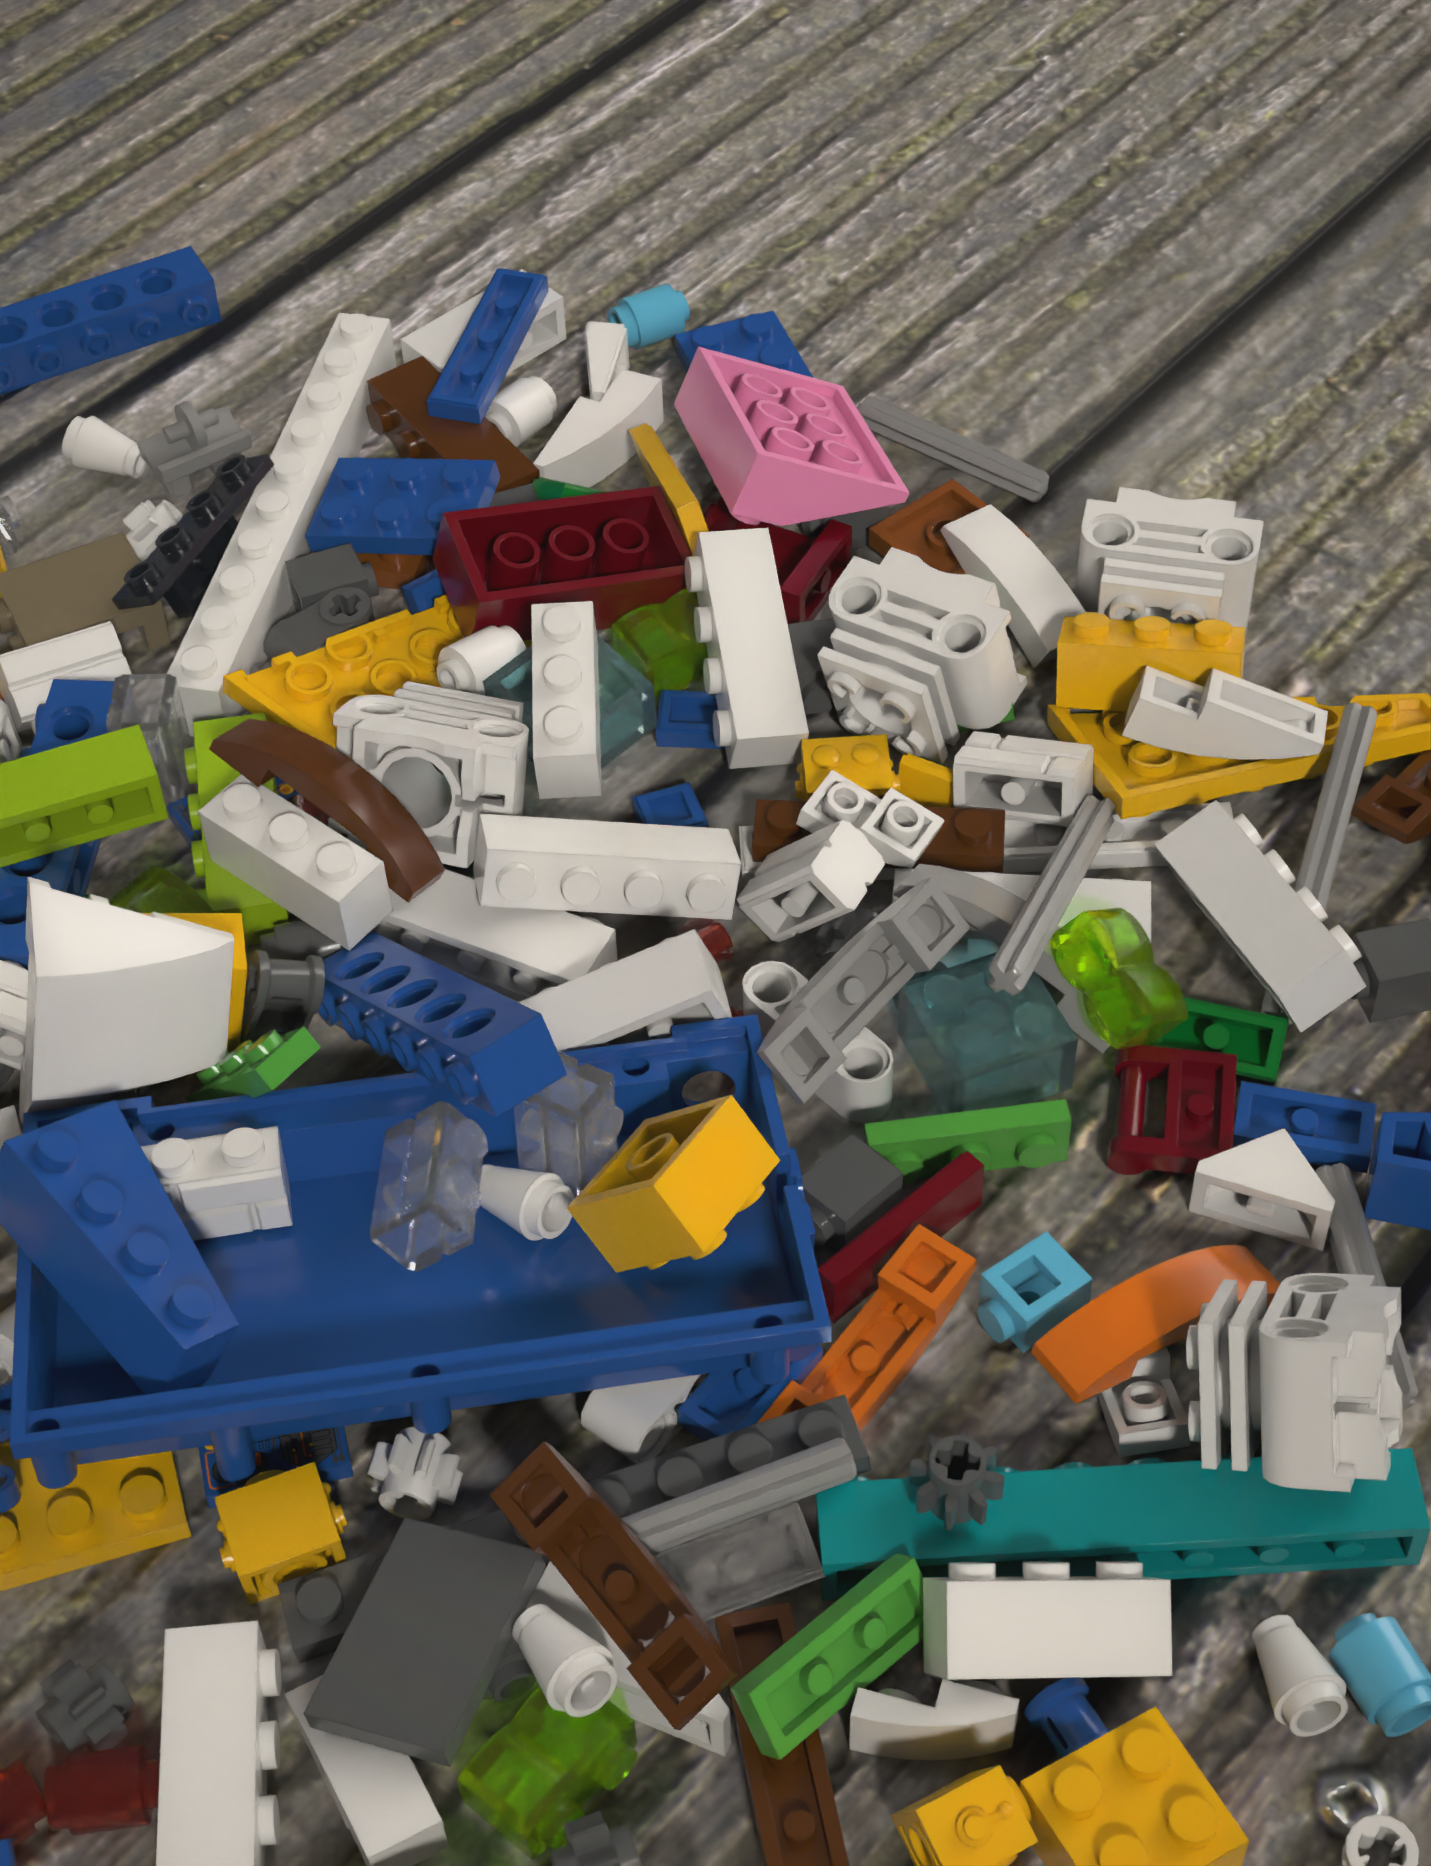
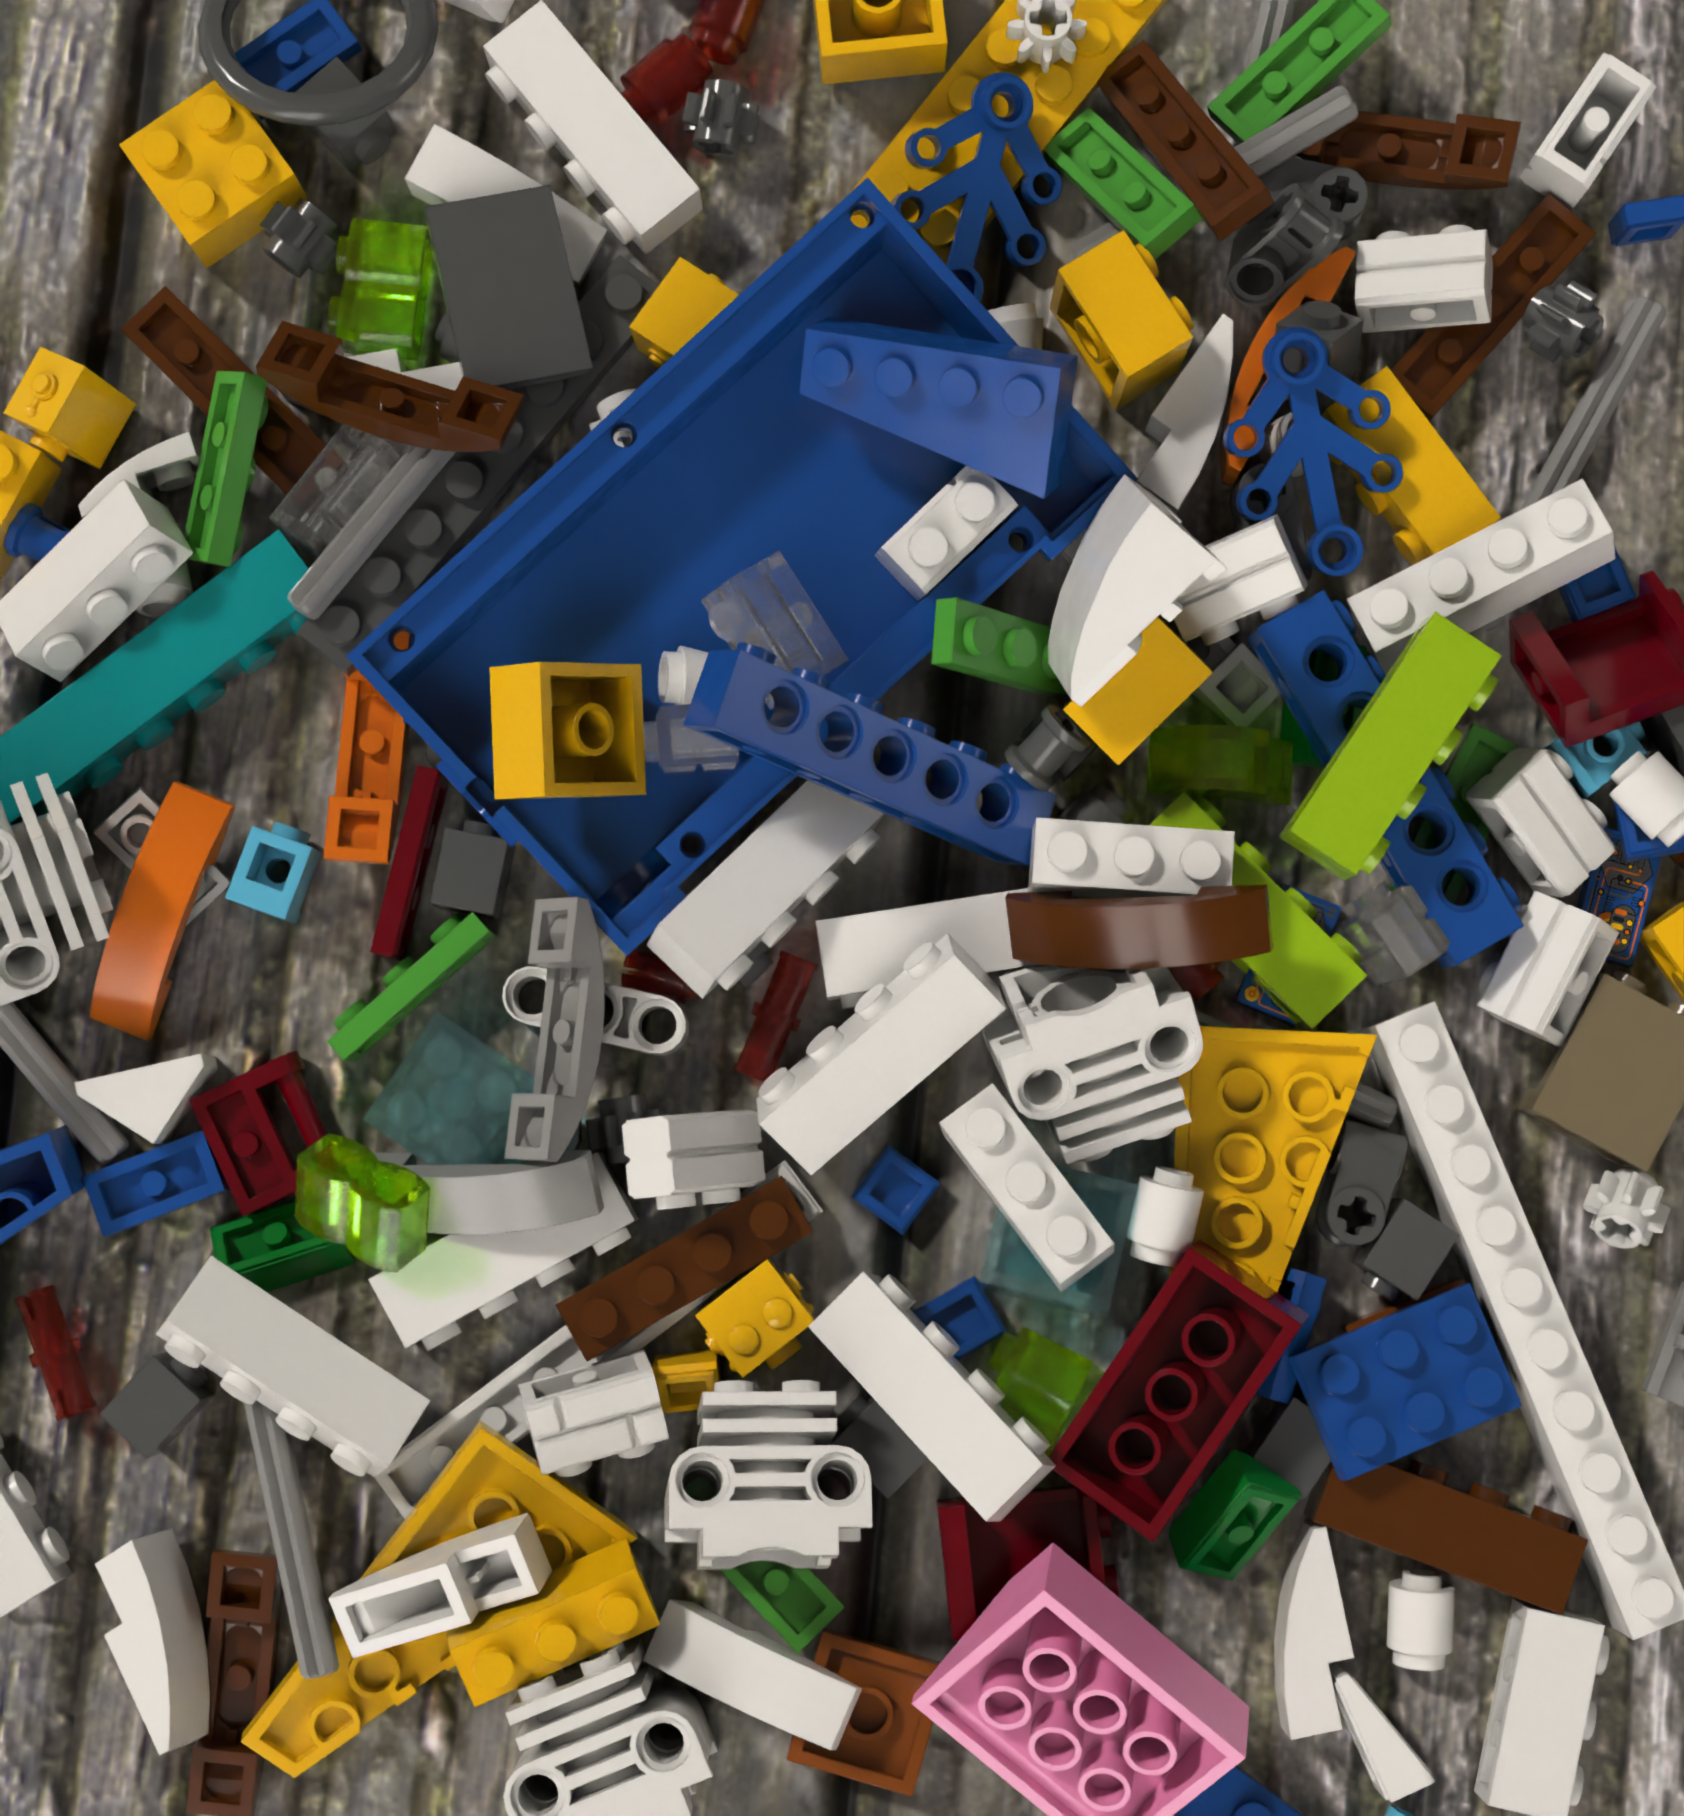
camera: 145 degrees right, 35 degrees up
(194, 546) = (1563, 1203): black bracket -> none
(488, 346) = (1499, 1668): blue tile -> none
(566, 1662) = (399, 330): white cone -> none
(663, 472) = (1157, 1569): yellow tile -> none
(892, 824) = (680, 1247): white slope -> none
(956, 1459) = (192, 631): dark grey gear -> none
(1051, 896) = (459, 1247): light grey axle -> none

